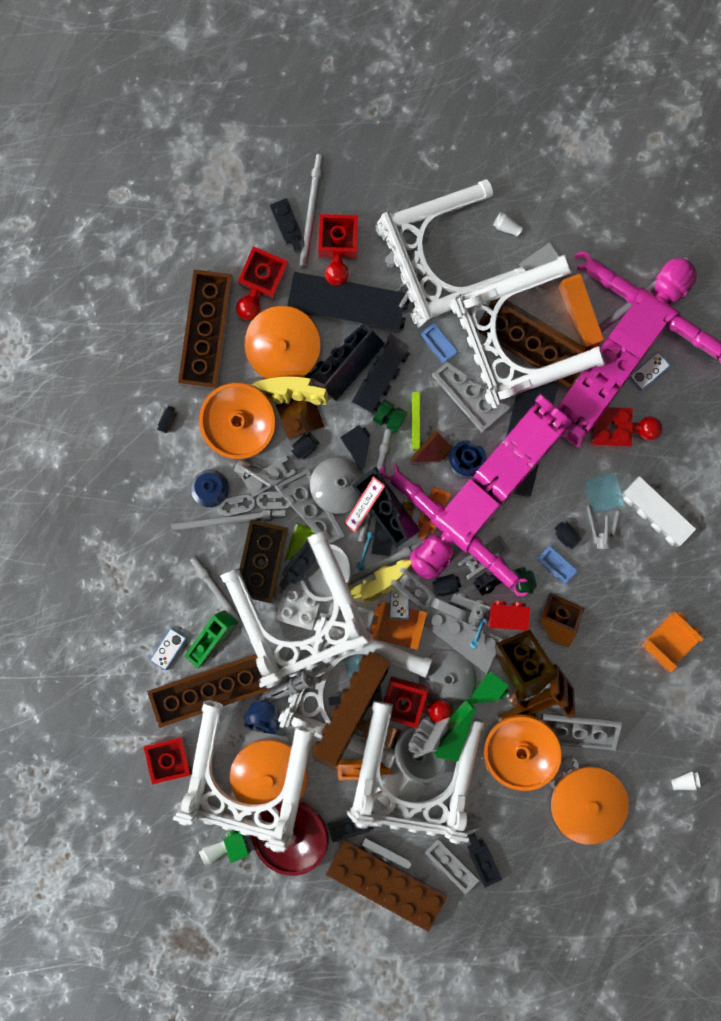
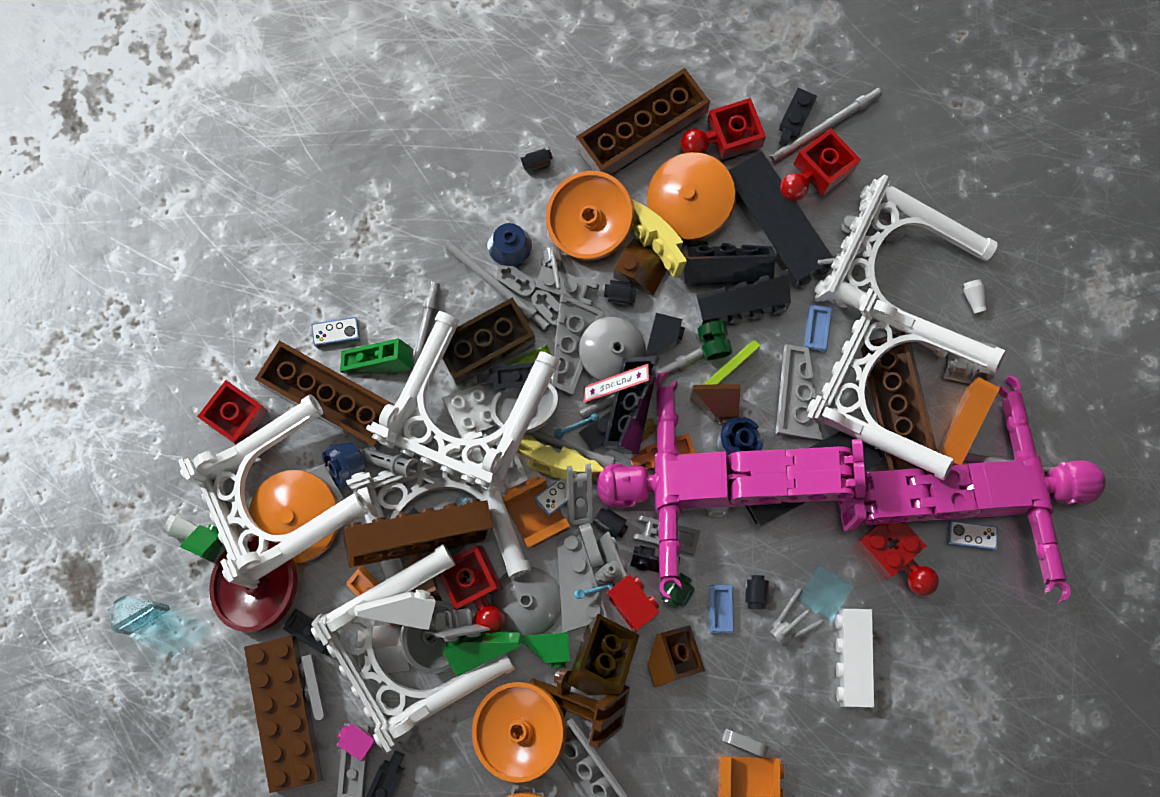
camera: 45 degrees right, 10 degrees down
(242, 924) = (133, 613): none -> clear light blue slope
(392, 760) = (403, 609): none -> white slope
(443, 854) = (356, 741): none -> dark pink brick
(648, 623) = (745, 743): none -> light grey beam

